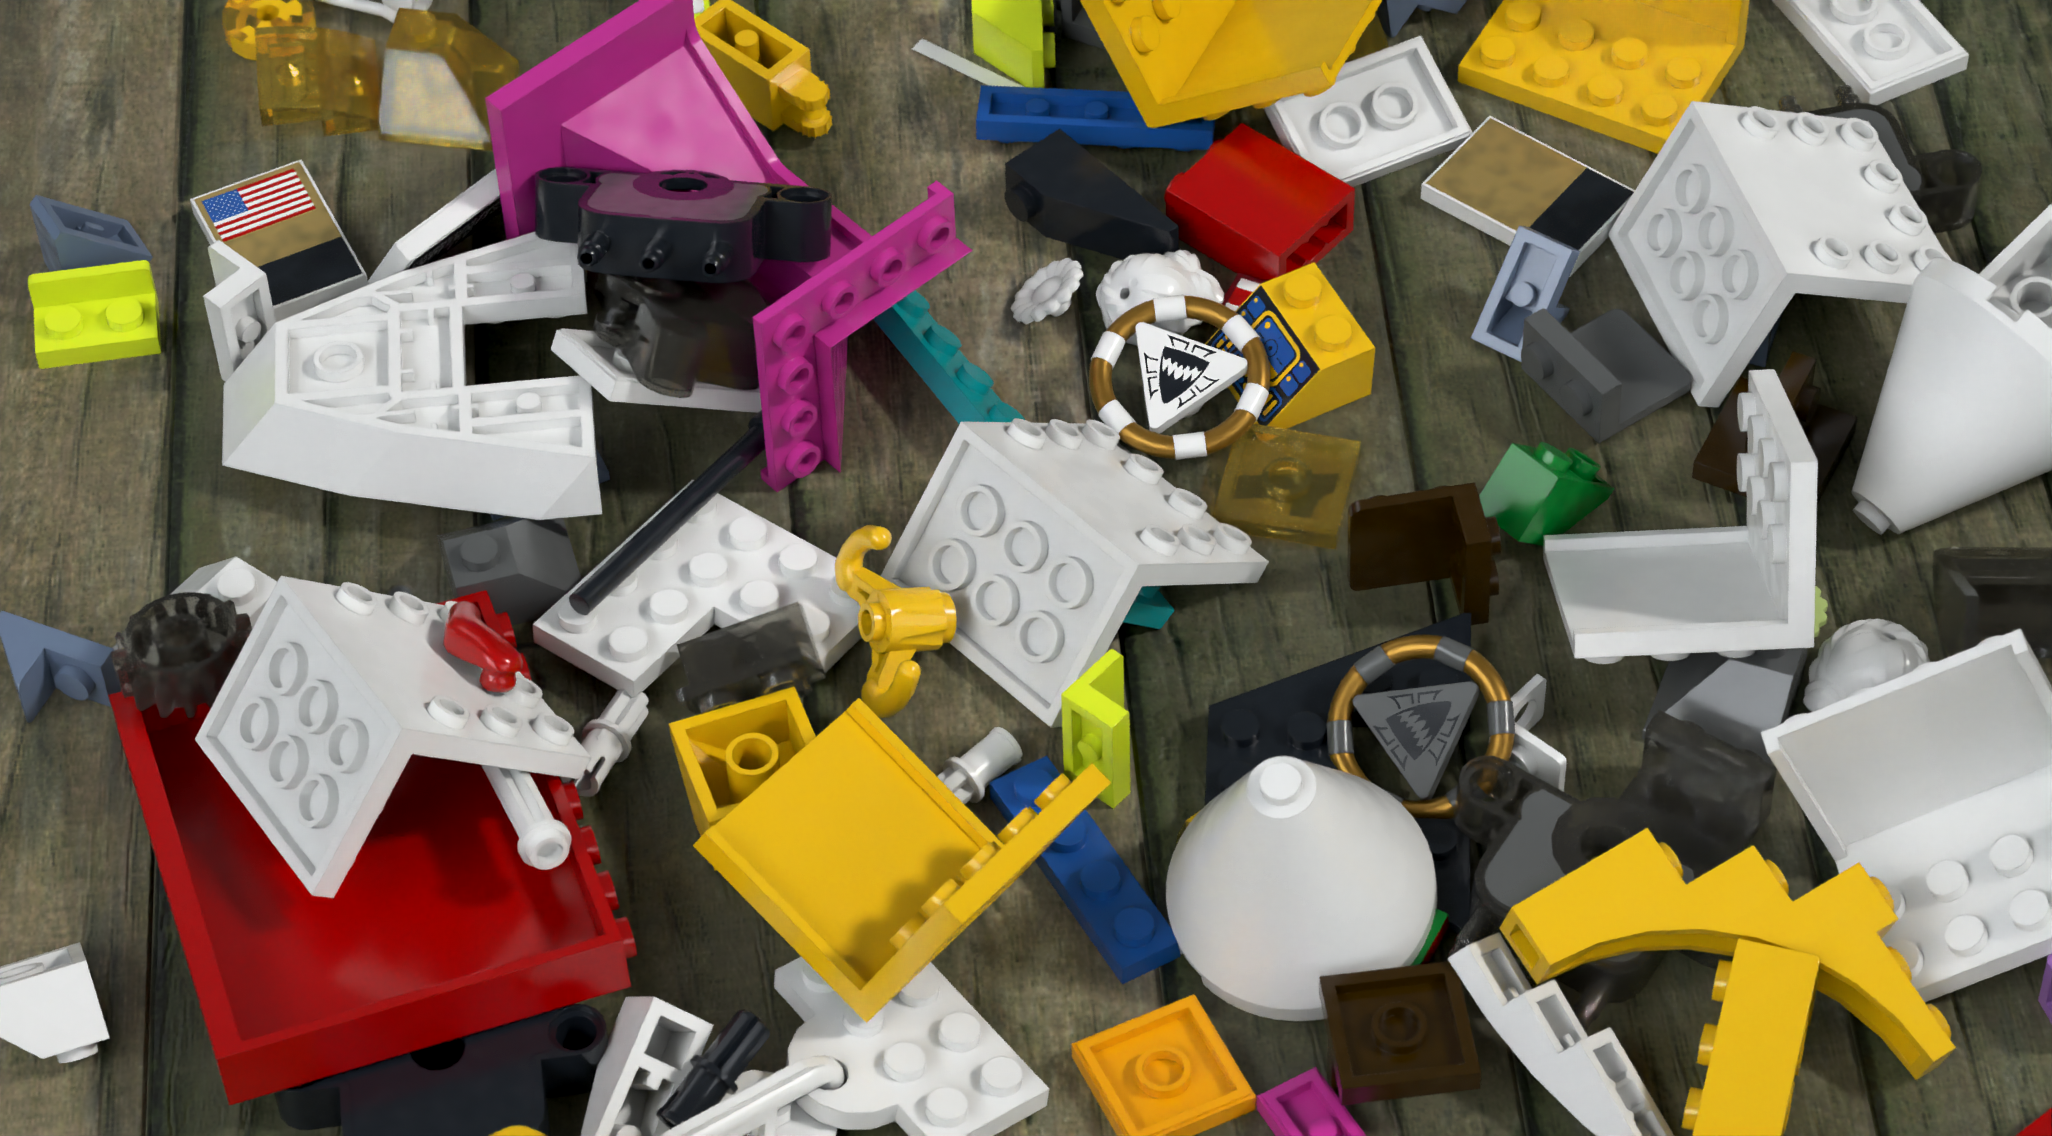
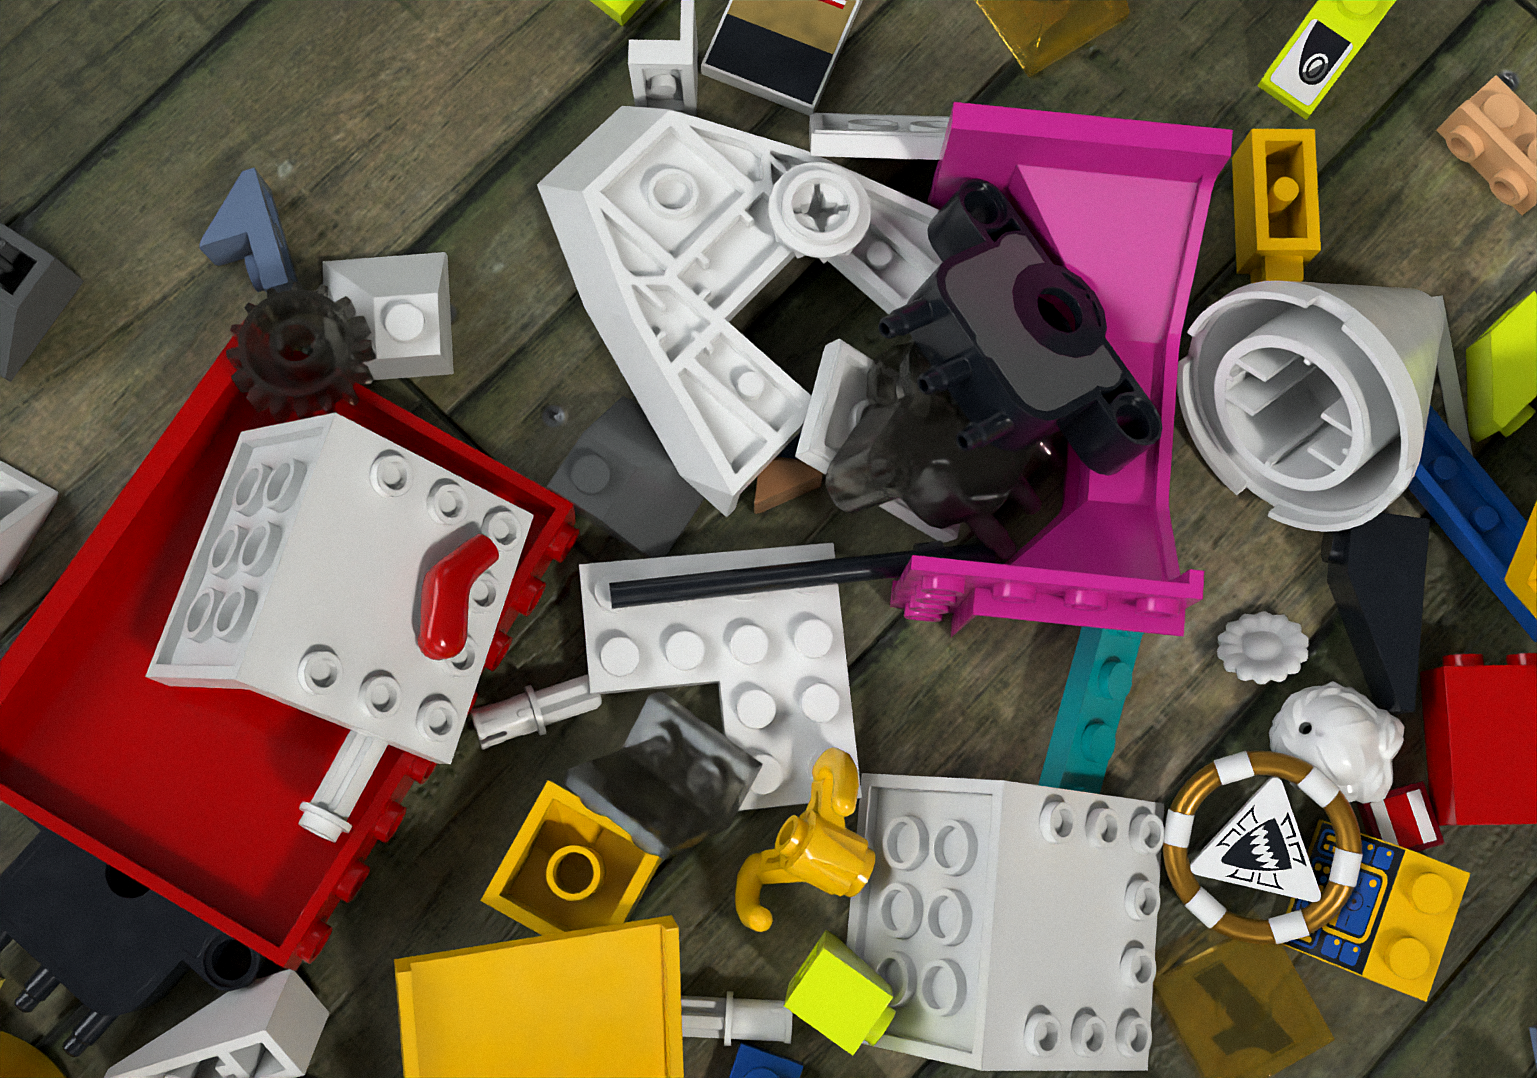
camera: 45 degrees right, 30 degrees up
(452, 268) = (837, 192): none -> white gear
(618, 472) = (784, 481): none -> medium nougat slope
(891, 107) = (1313, 395): none -> white cone
(1010, 662) = (840, 995): none -> neon yellow slope

